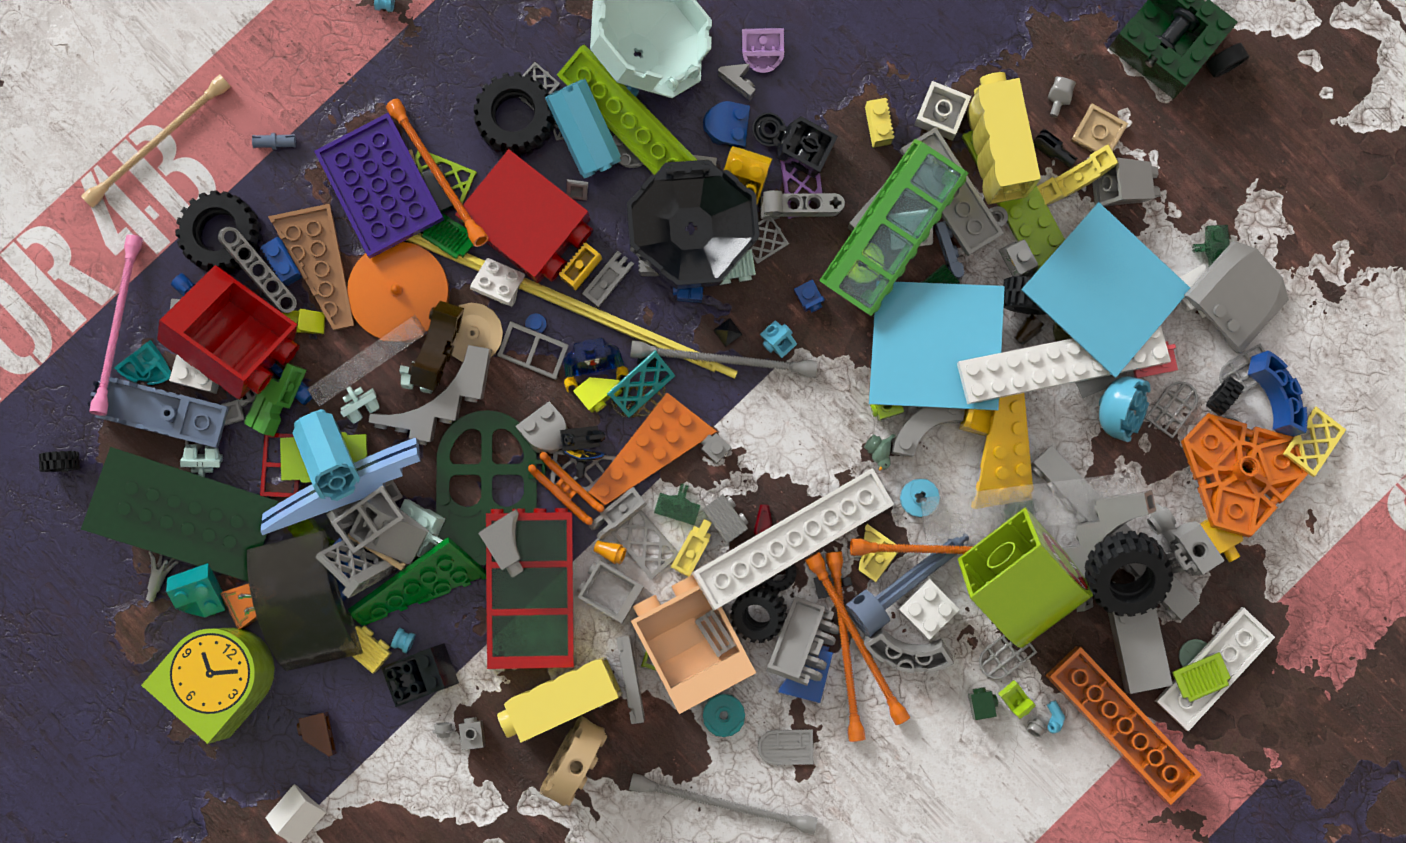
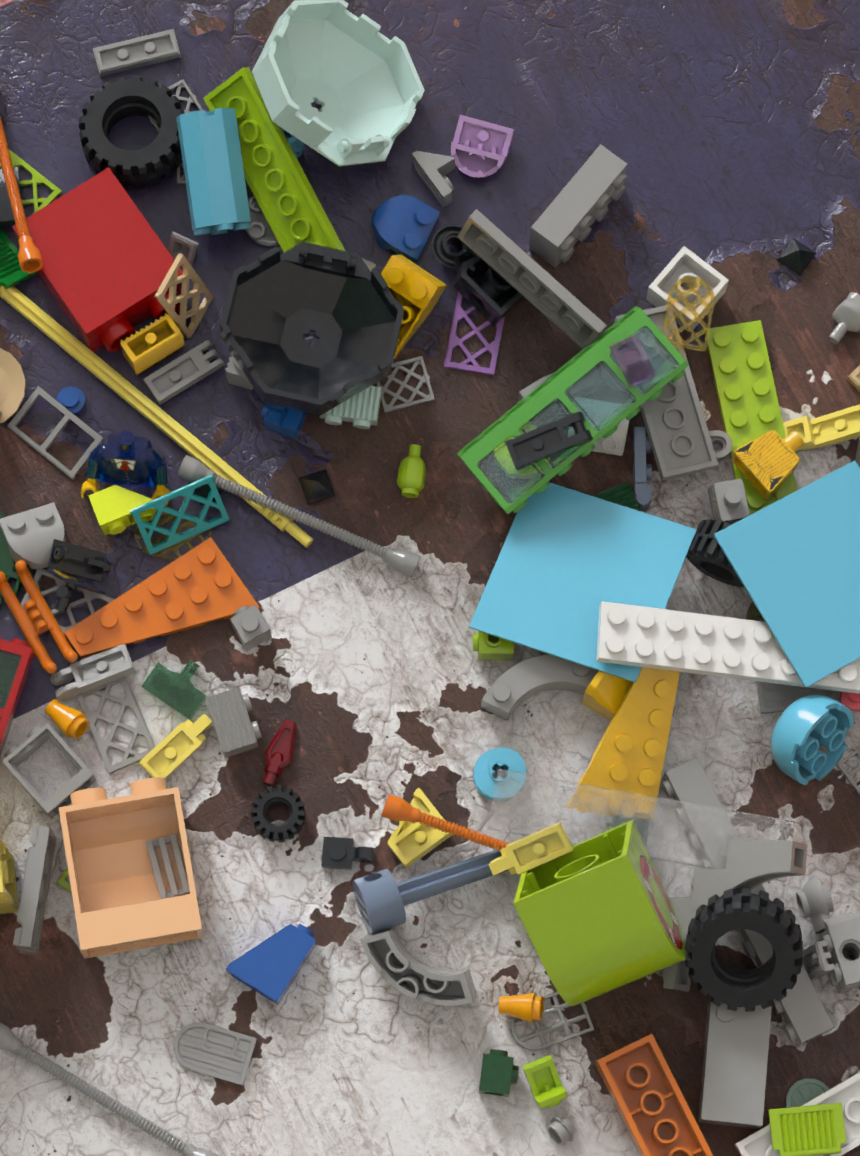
camera: 15 degrees right, 10 degrees down
(495, 52) = (136, 52): none -> light grey tile
(498, 282) = (39, 332): white bracket -> none
(583, 226) = (171, 281): none -> tan window
(728, 726) = (140, 965): teal plate -> none
(747, 625) = (211, 860): black tyre -> none
(775, 204) = (431, 342): light grey piece -> none
(778, 339) = (378, 511): medium azure brick -> none
(791, 303) = (412, 473): none -> lime plant
(792, 539) = (310, 771): white plate -> none
(799, 639) = (279, 903): light grey hinge -> none
(809, 296) = (439, 473): blue bracket -> none
(835, 141) = (531, 280): none -> light grey arch
(846, 76) = (578, 207): none -> light grey brick
(855, 729) = (314, 1053): orange hose -> none
(879, 122) = (601, 280): light yellow brick -> none
(880, 450) = (466, 696): sand green animal -> none
(885, 257) = (548, 440): none -> black plate
(897, 711) = (378, 1047): orange hose -> none
(928, 182) = (632, 360): none -> clear purple bracket
(928, 609) = (463, 923): white brick -> none
(952, 139) = (670, 303): none -> clear yellow window
(962, 548) = (533, 850): none -> light yellow hinge
(986, 653) = (523, 1006): none -> light orange cone
(1002, 139) = (749, 340): light yellow brick -> none
(1009, 61) = (796, 256): none -> black slope
(1029, 329) = (716, 600): dark brown cone -> none
(1038, 219) = (768, 460): none -> yellow torso
(1053, 148) = (819, 380): black arm -> none
(1057, 718) = (593, 1127): medium azure arm -> none

